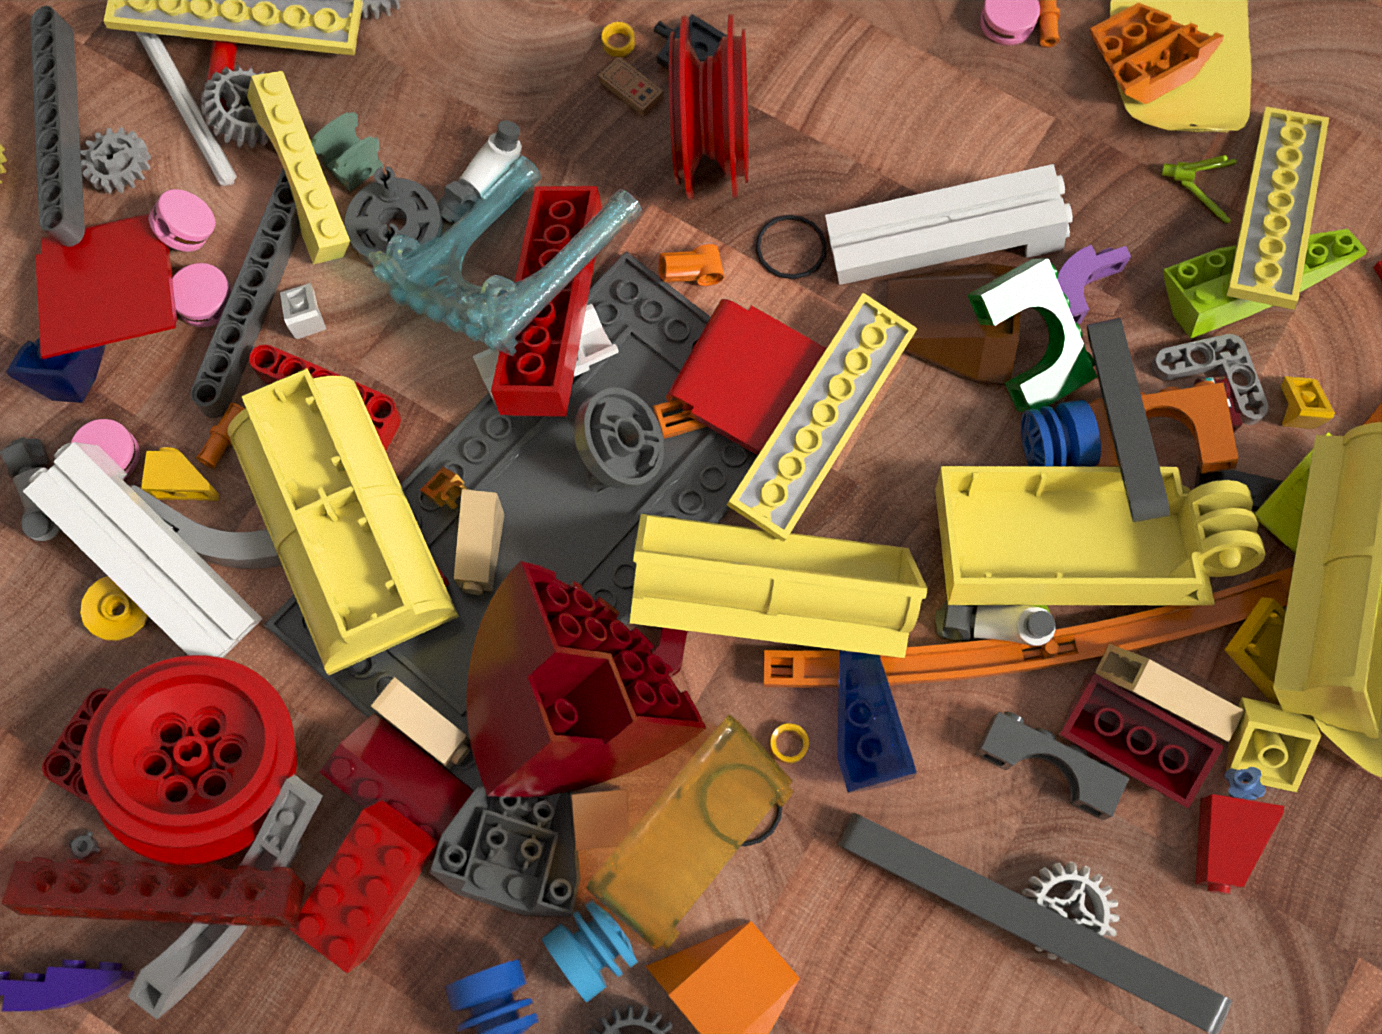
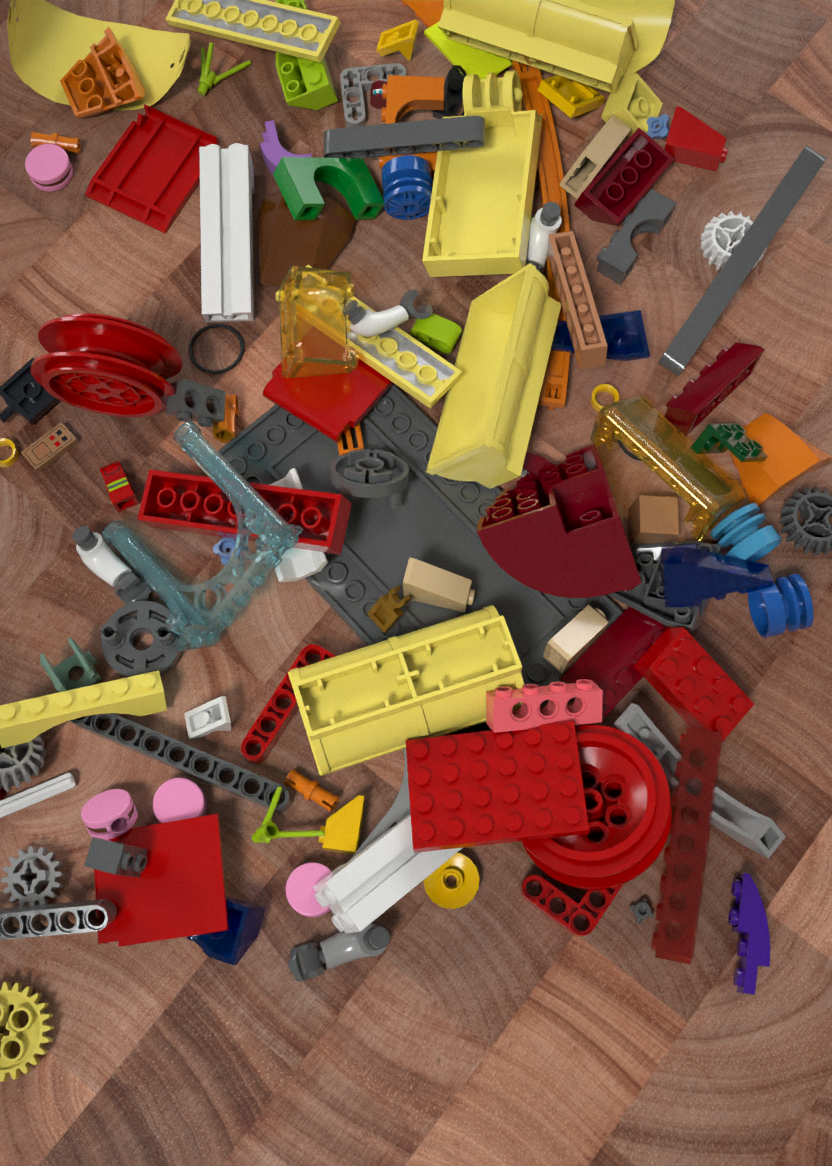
camera: 80 degrees left, 0 degrees up
(116, 226) = (116, 858): none -> dark grey brick
(167, 392) = (269, 829): none -> lime plant
(200, 632) = (495, 787): none -> red plate
(310, 682) = (584, 710): none -> coral brick
(511, 886) = (697, 575): none -> clear blue wedge
(587, 164) = (118, 486): none -> red leg
(693, 220) = (196, 403): none -> dark grey brick
(723, 920) = (731, 437): none -> dark green bracket
(815, 343) = (313, 323): none -> clear yellow windscreen
(822, 892) = (713, 386): none -> dark red slope
(831, 413) = (373, 323): none -> piece
(852, 506) = (436, 333): none -> lime beam
(907, 673) = (577, 300): none -> nougat brick
(1033, 122) = (151, 169): none -> red piece
(1235, 462) = (446, 87): none -> black piece

